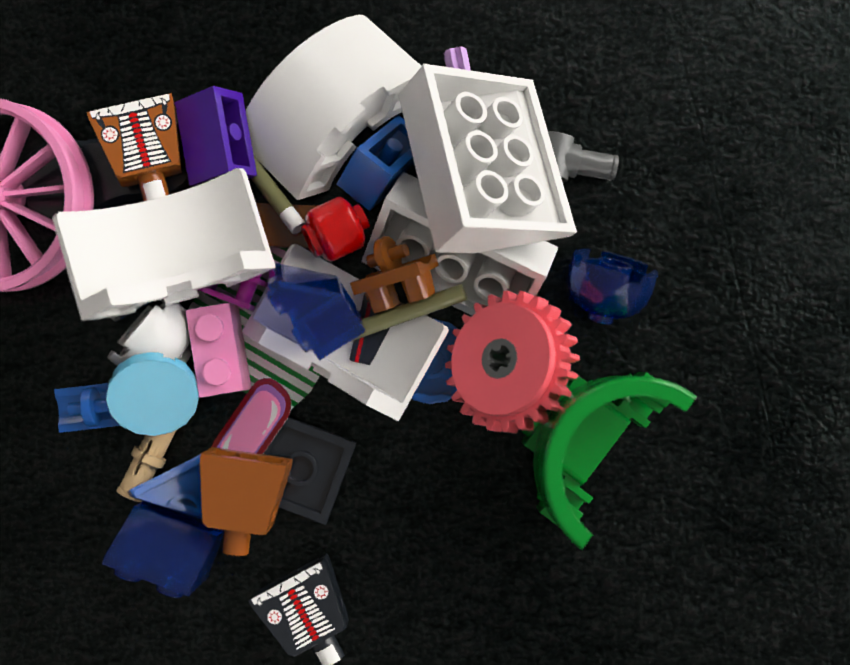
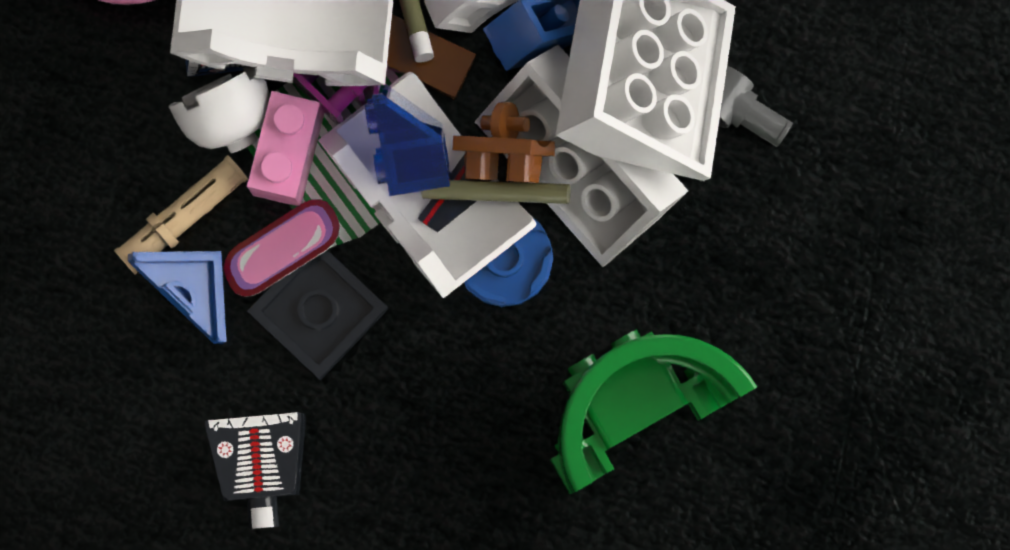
camera: 15 degrees right, 5 degrees down
(83, 408) = (134, 153): blue hips -> none
(152, 394) = (201, 162): medium azure tile -> none
(164, 549) = (143, 328): clear blue slope -> none
(241, 494) = (247, 306): dark orange torso -> none
(335, 229) = (461, 73): red head -> none
(511, 362) = (586, 284): coral gear -> none
(609, 285) = (725, 253): clear blue cylinder -> none

